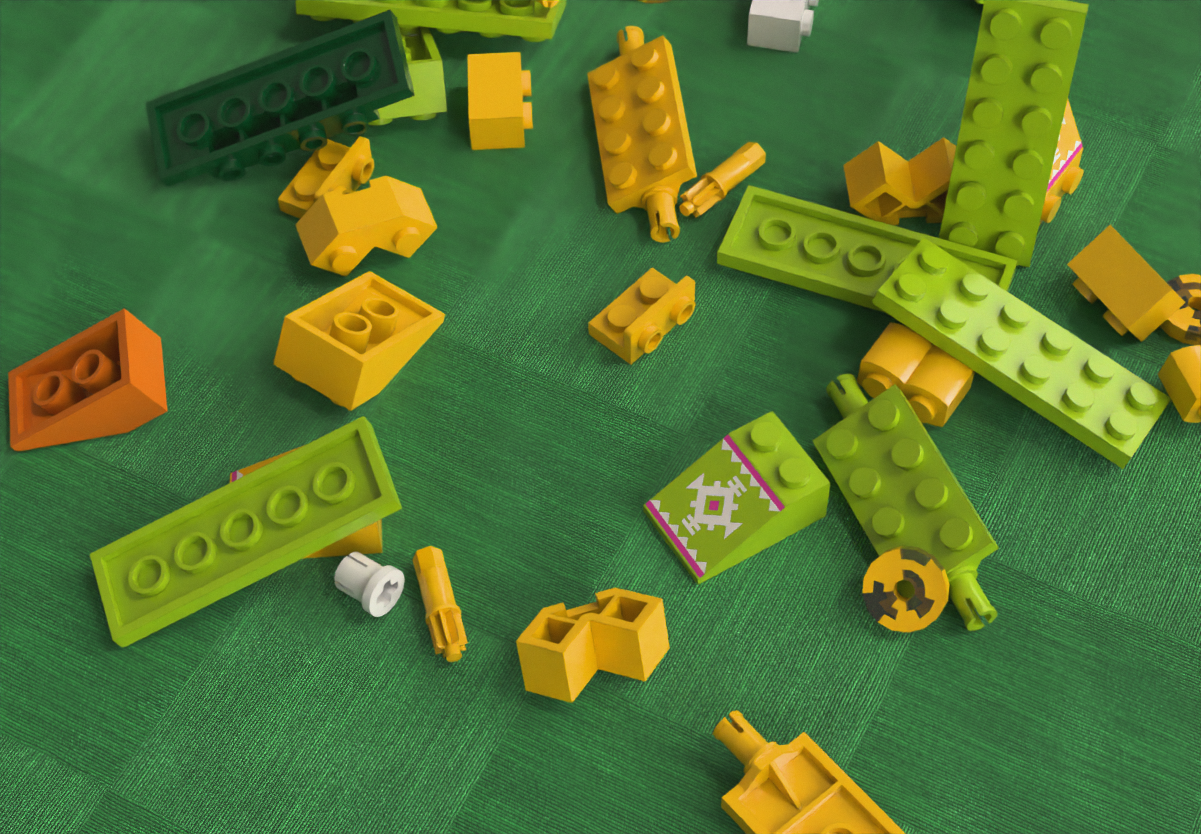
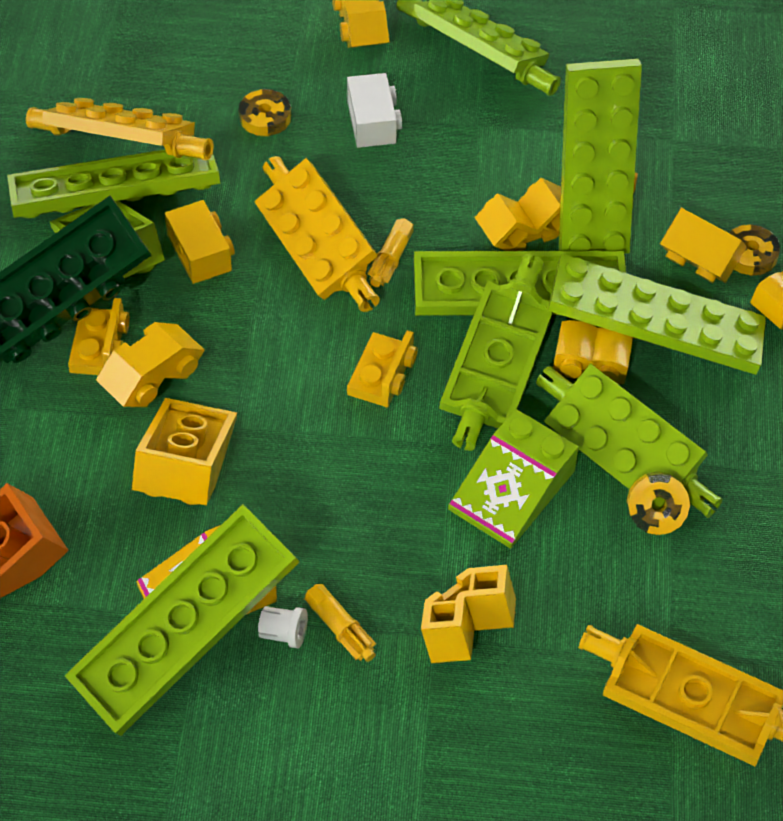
camera: 25 degrees left, 0 degrees up
(789, 338) = (497, 354): none -> lime plate

